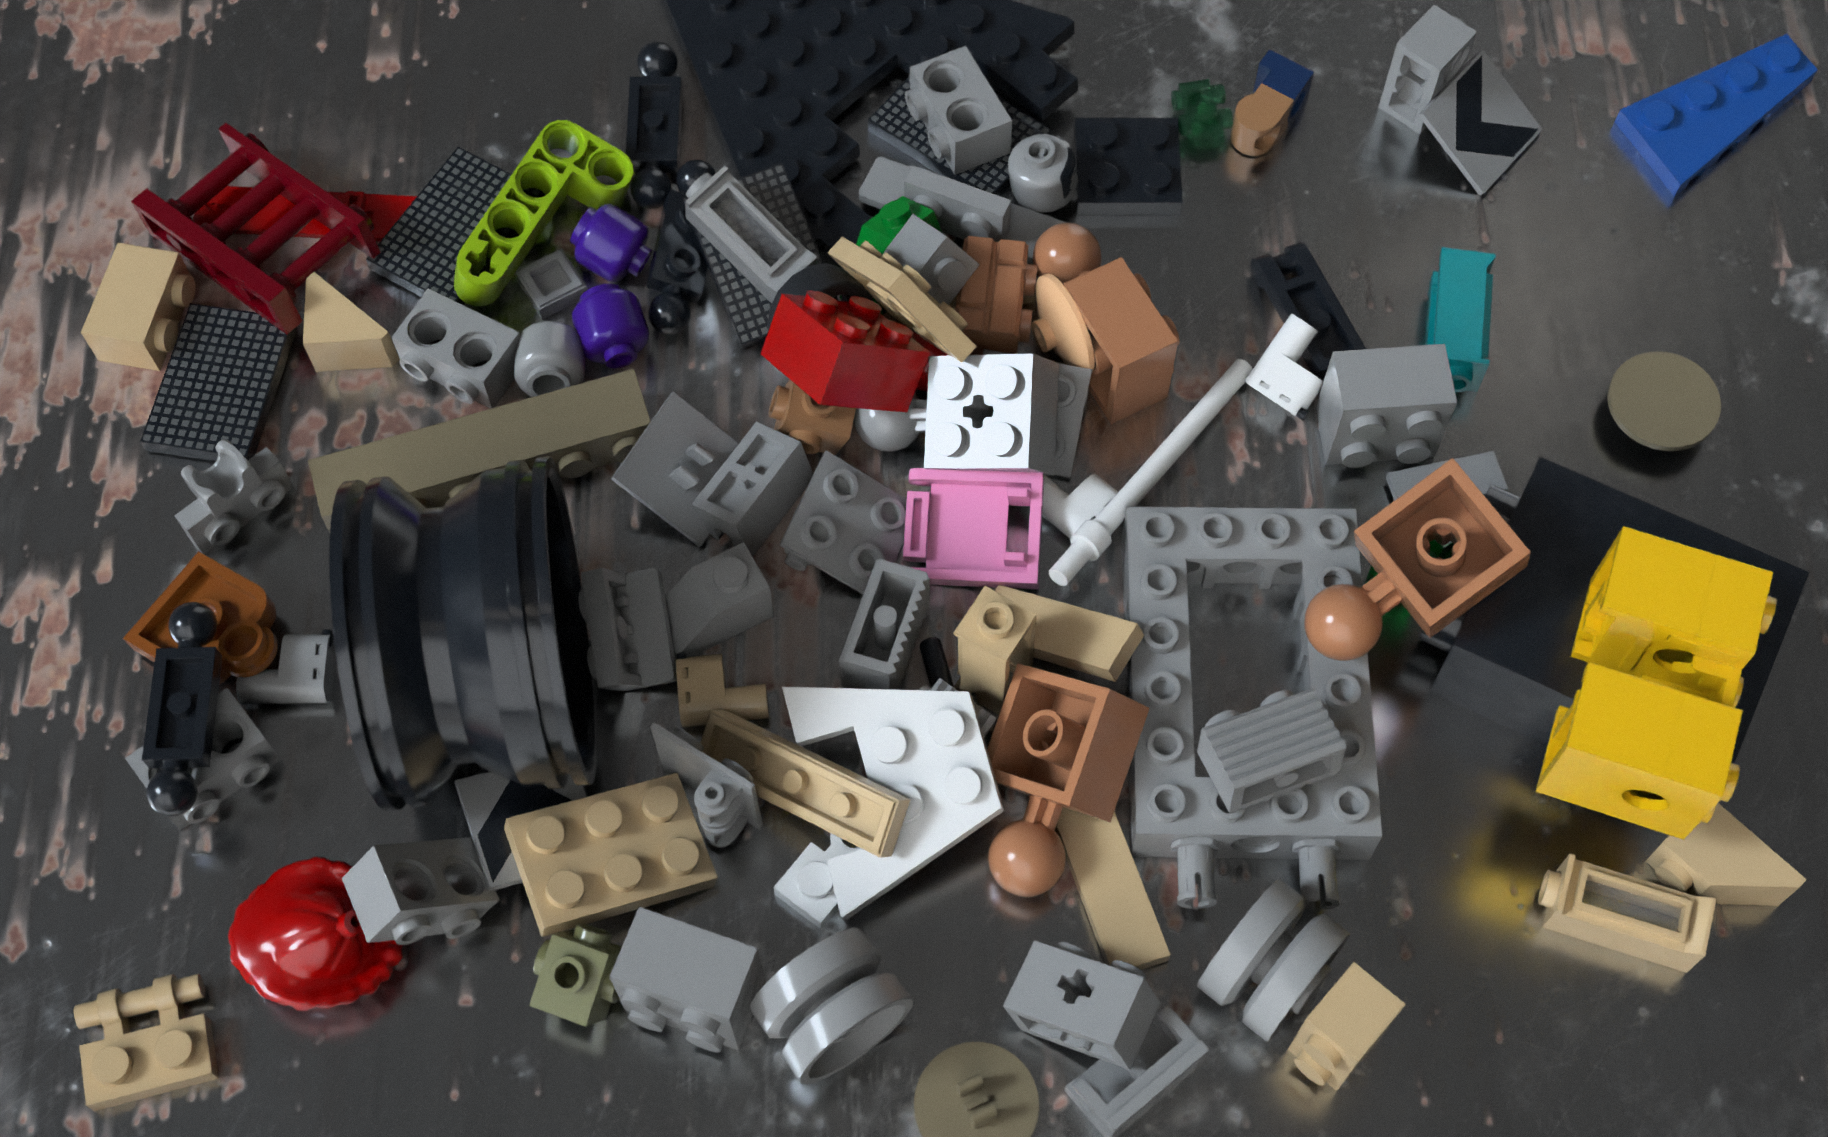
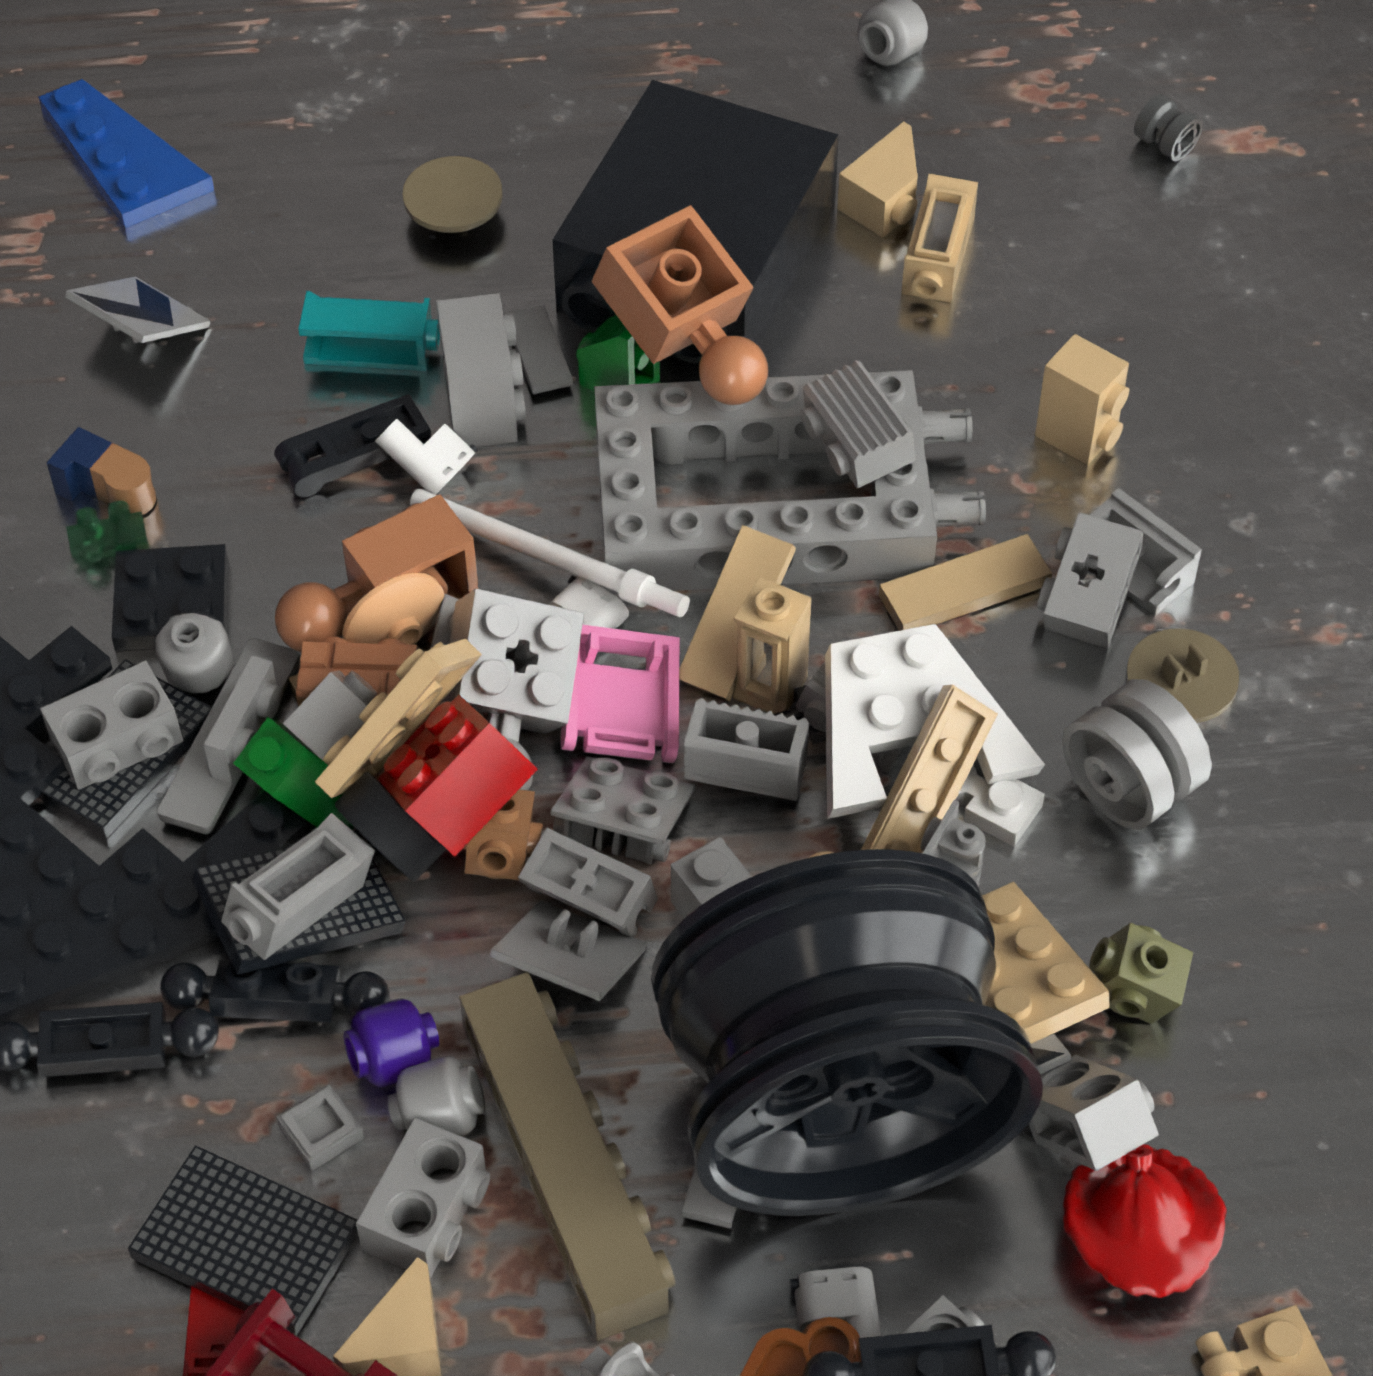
camera: 95 degrees left, 10 degrees down
(530, 215) = (233, 1140): lime beam -> none
(611, 243) = (275, 1058): dark purple head -> none
(687, 980) = (1137, 863): light grey brick -> none
(1064, 749) = (896, 584): nougat brick -> none
(1282, 966) = (1033, 443): light grey wheel -> none
(1425, 64) = (84, 336): light grey brick -> none
(1660, 684) = (752, 133): yellow piece -> none

